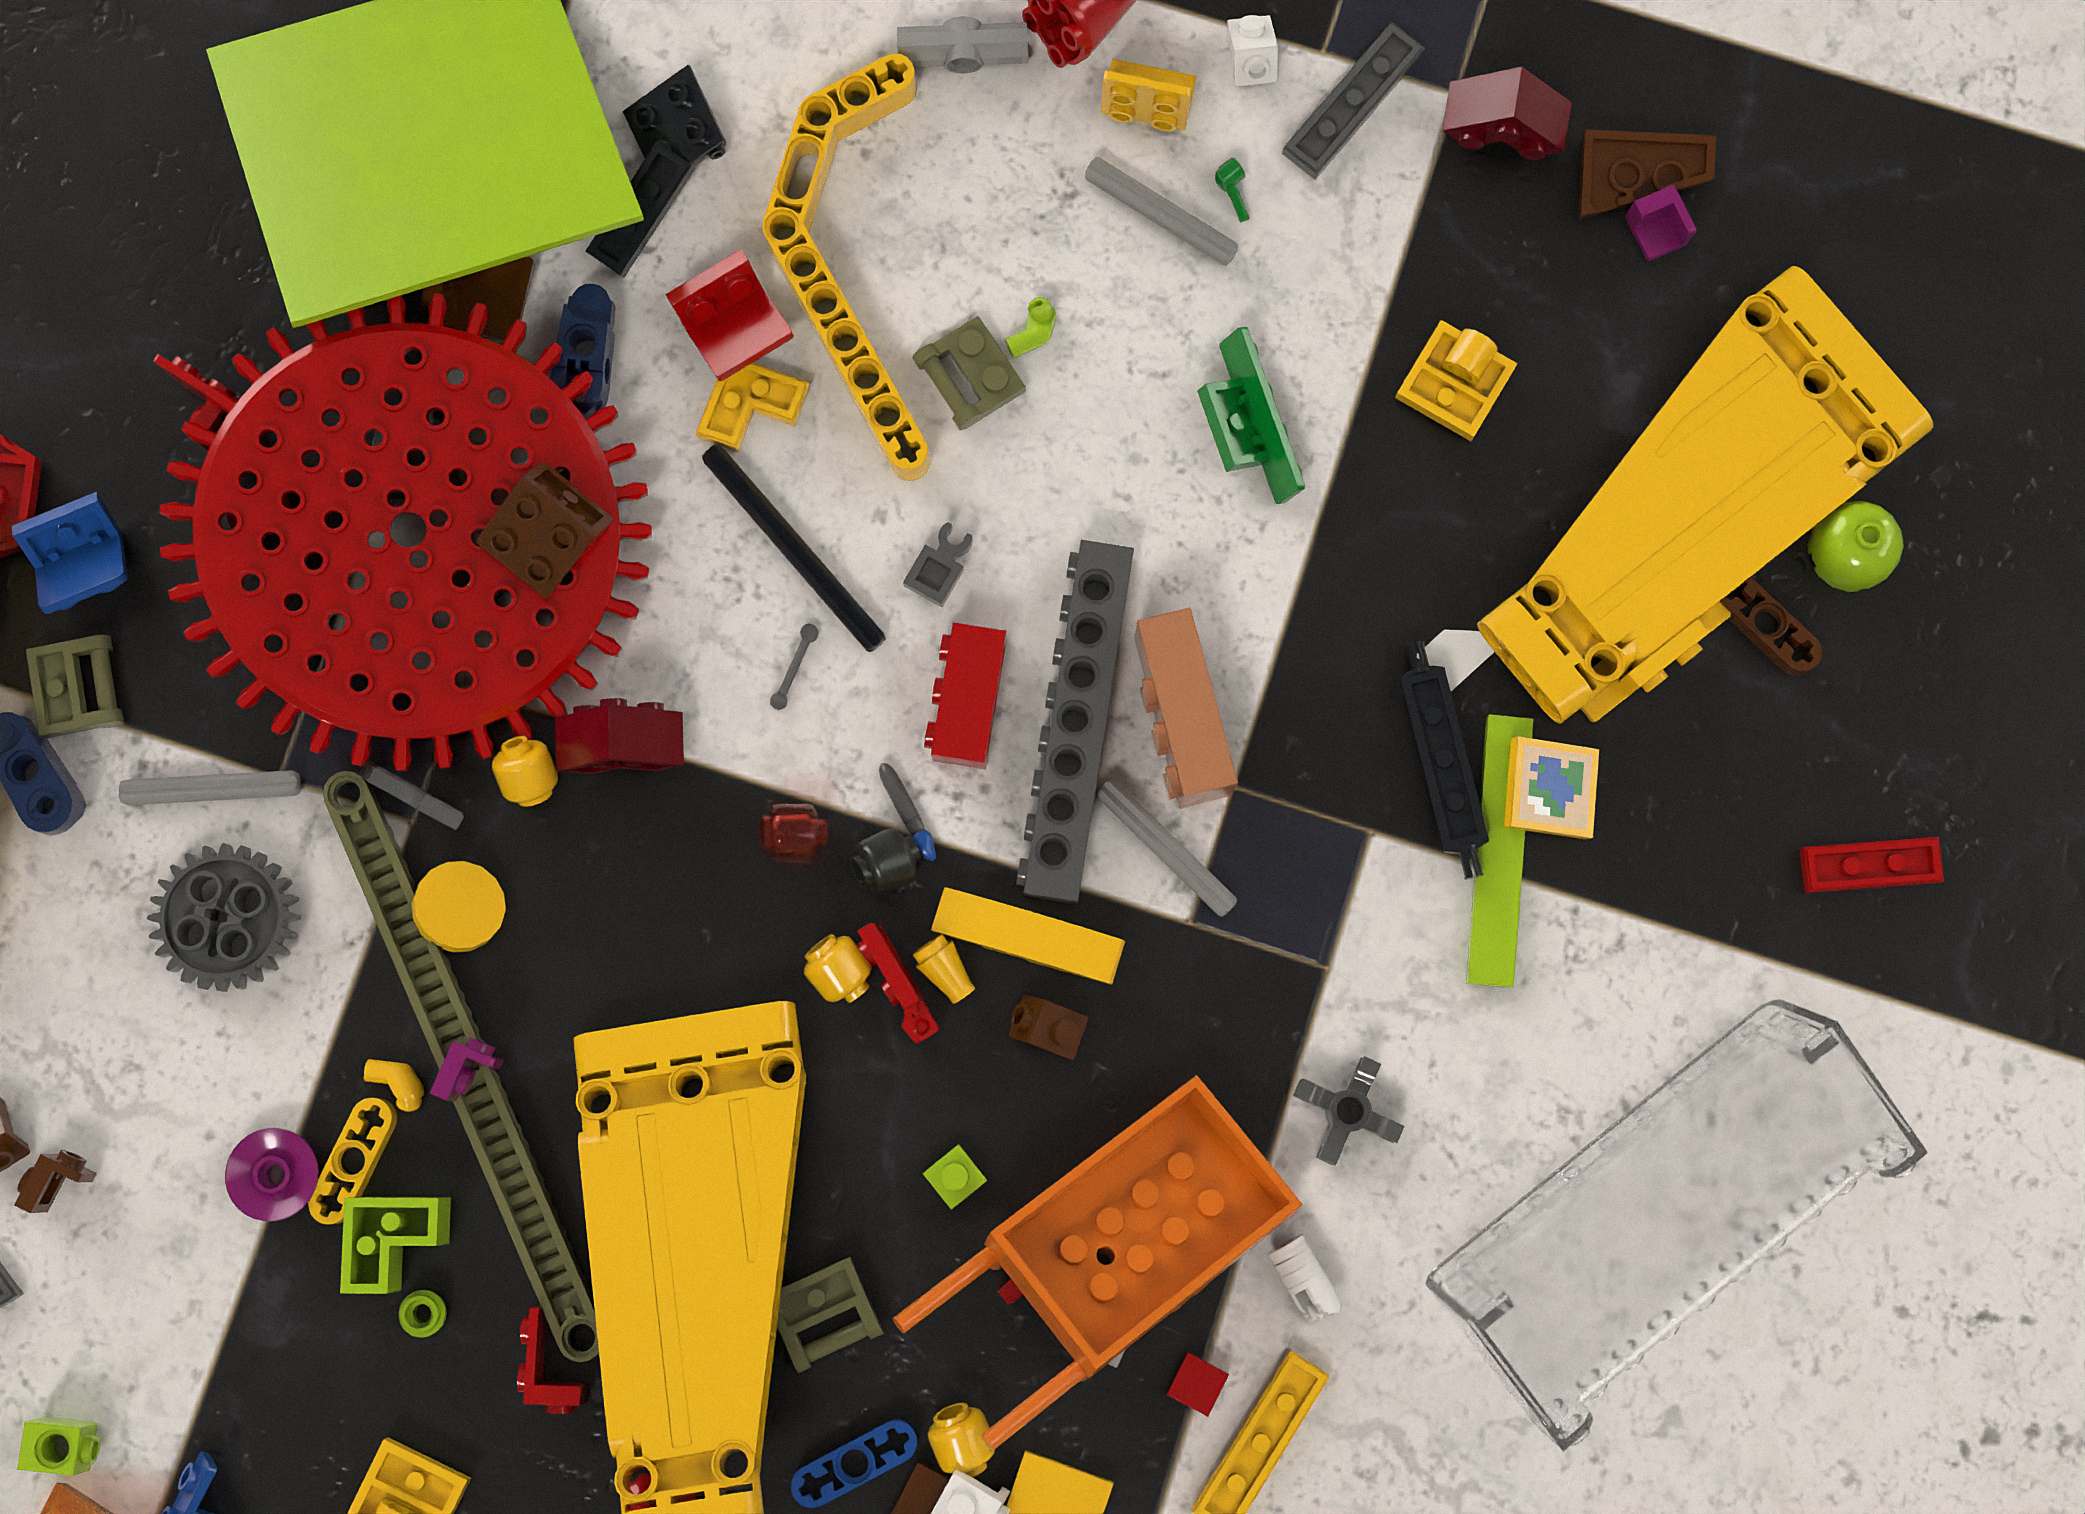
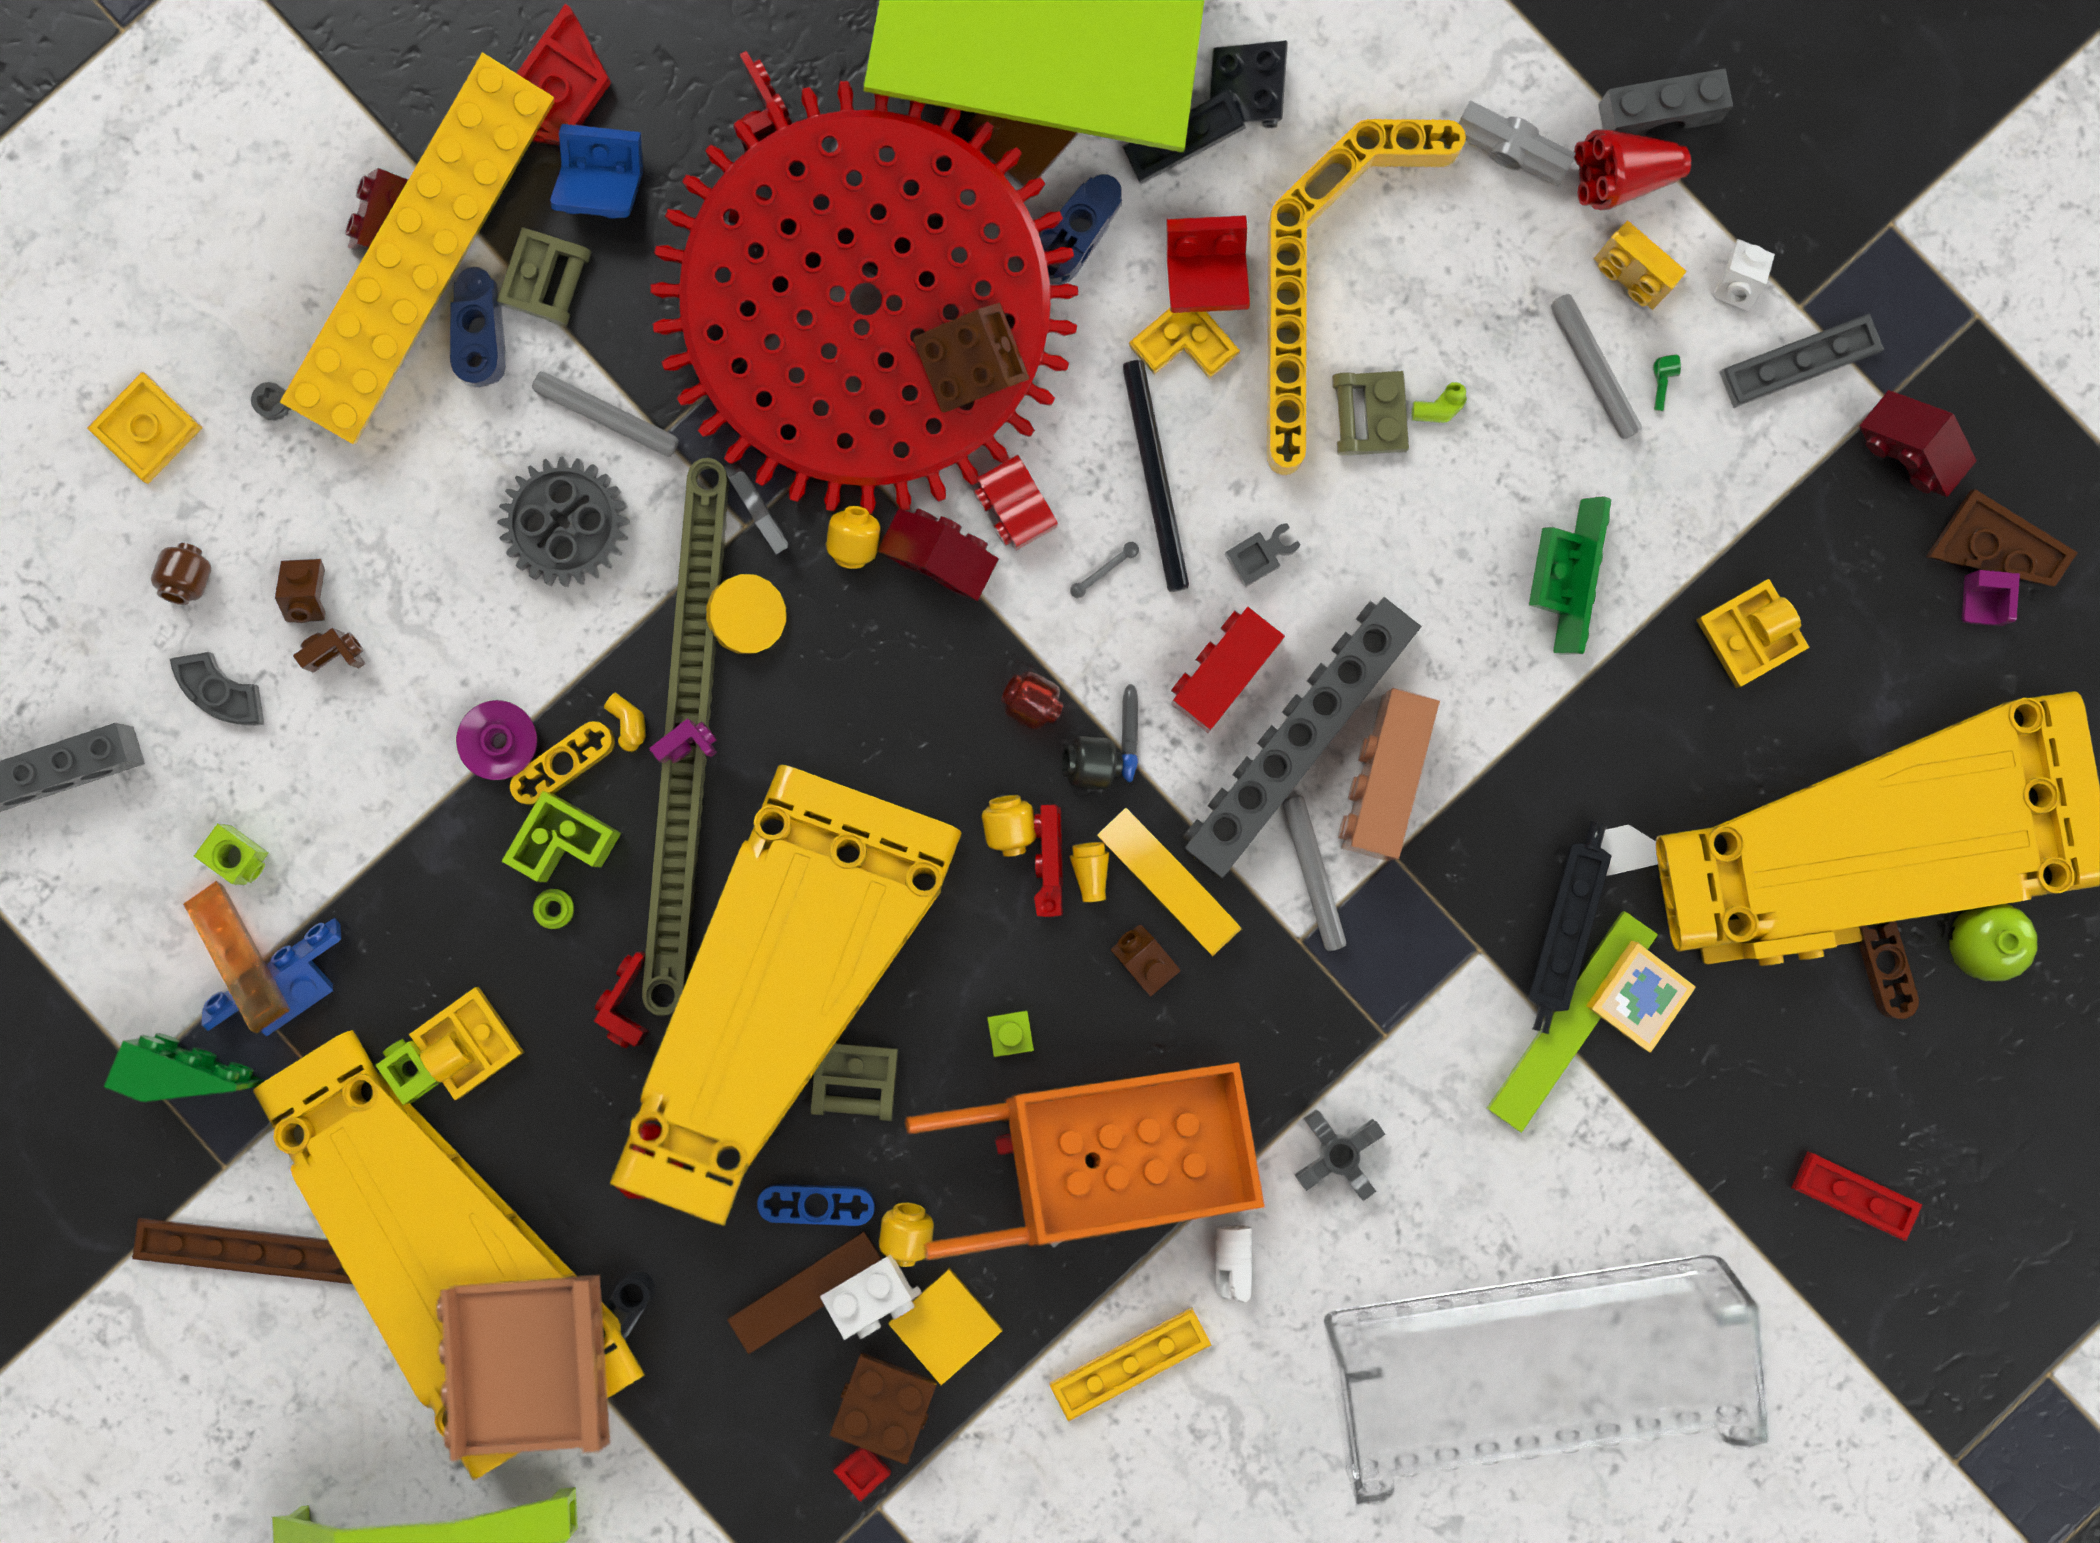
camera: 30 degrees right, 5 degrees up
(669, 649) = (1015, 502): none -> red brick
(1197, 1384) = (1107, 1293): red tile -> none

